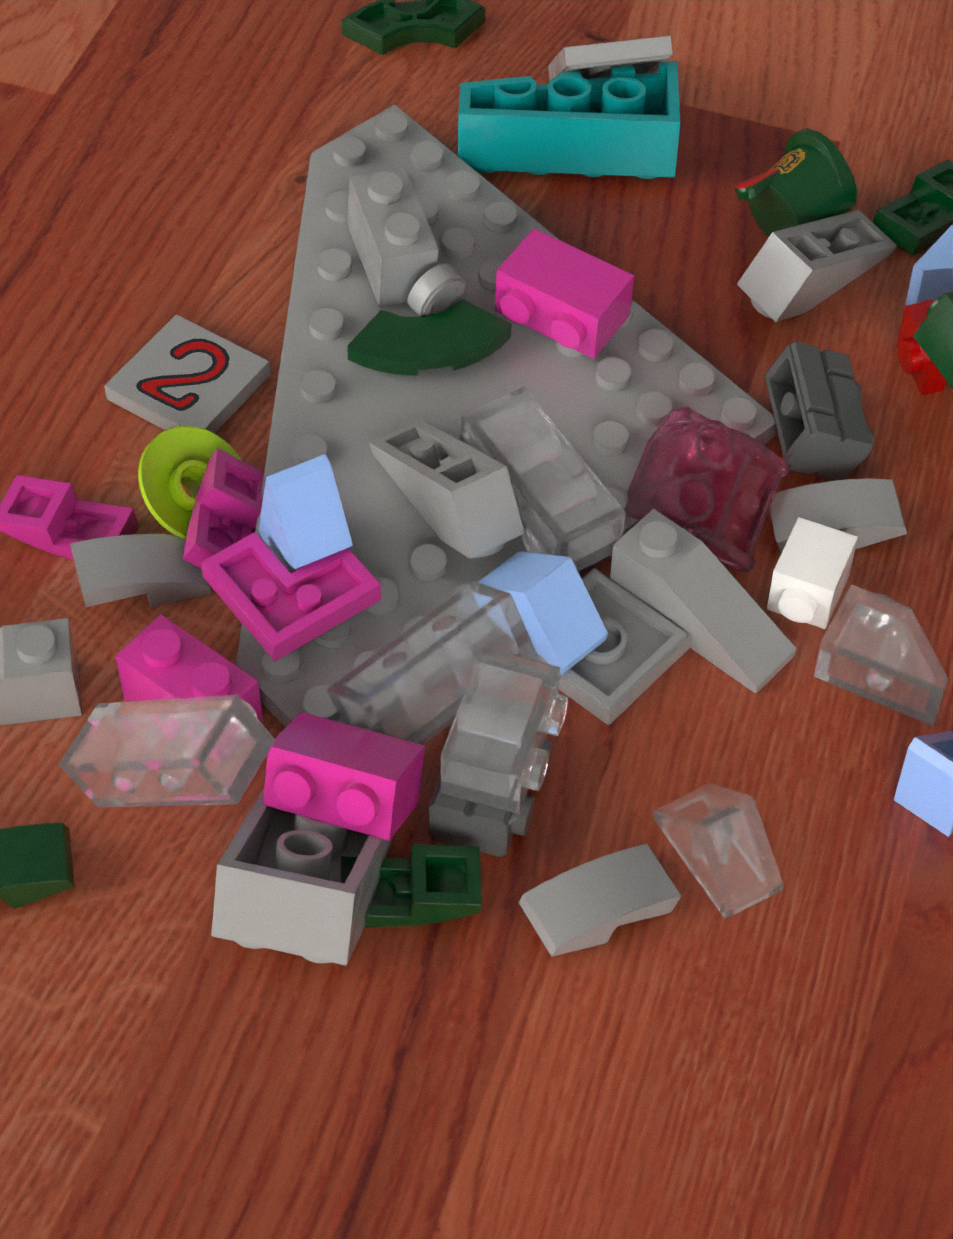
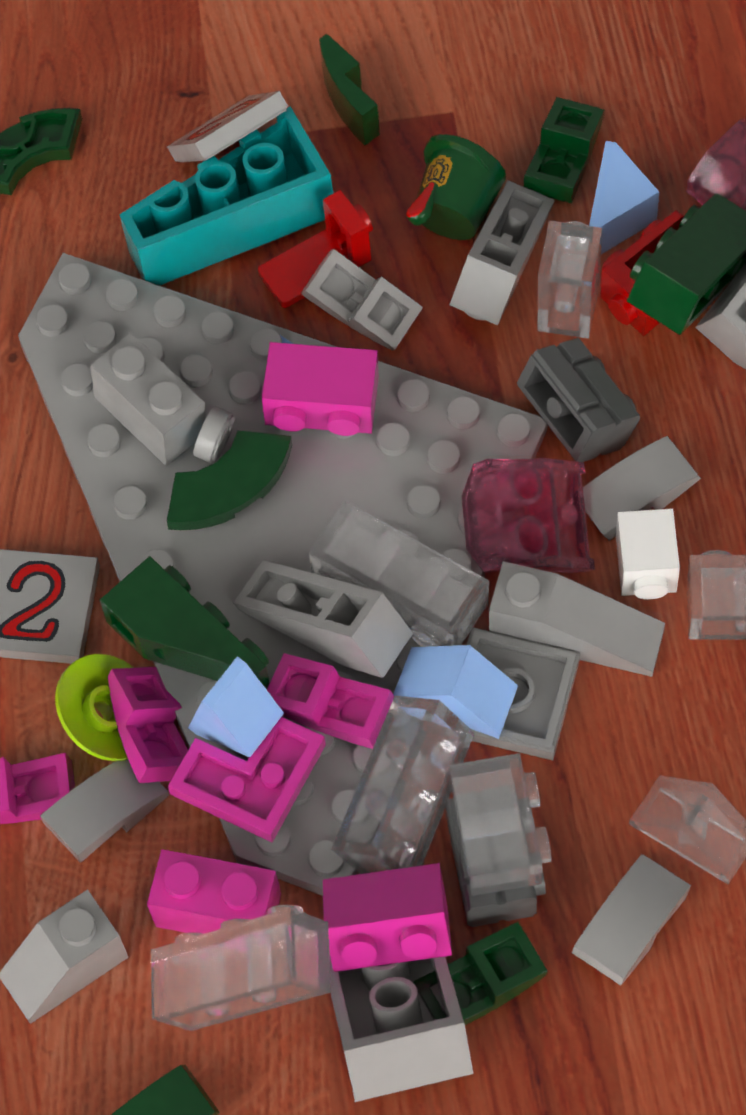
camera: 20 degrees left, 10 degrees up
(291, 424) = (172, 628): none -> dark green slope
(403, 560) = (329, 703): none -> dark pink slope
(641, 204) = (345, 232): none -> red bracket
(653, 252) = (361, 301): none -> light grey slope
(746, 80) = (345, 90): none -> dark green slope
(867, 299) = (569, 278): none -> clear brick

